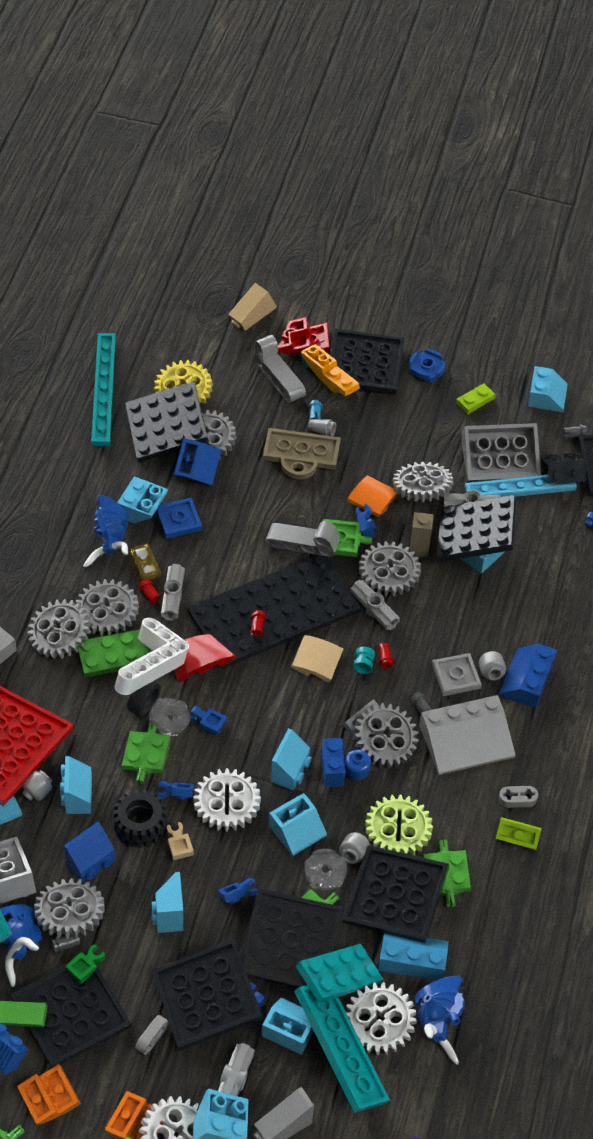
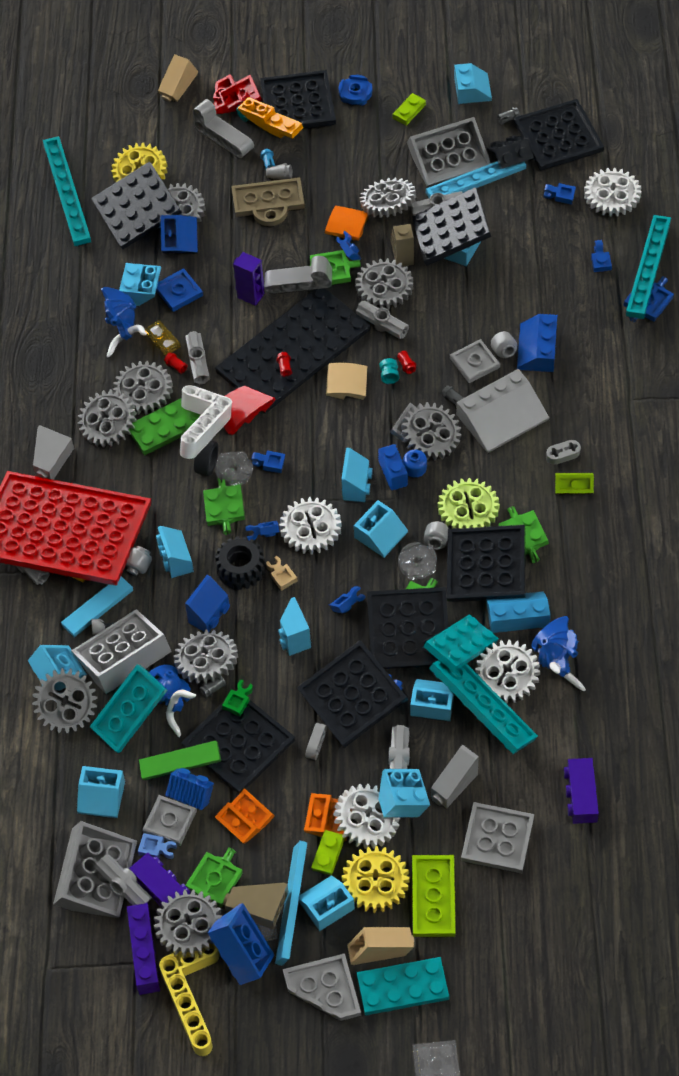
camera: 10 degrees left, 5 degrees up
(251, 525) = (249, 278): none -> dark purple brick

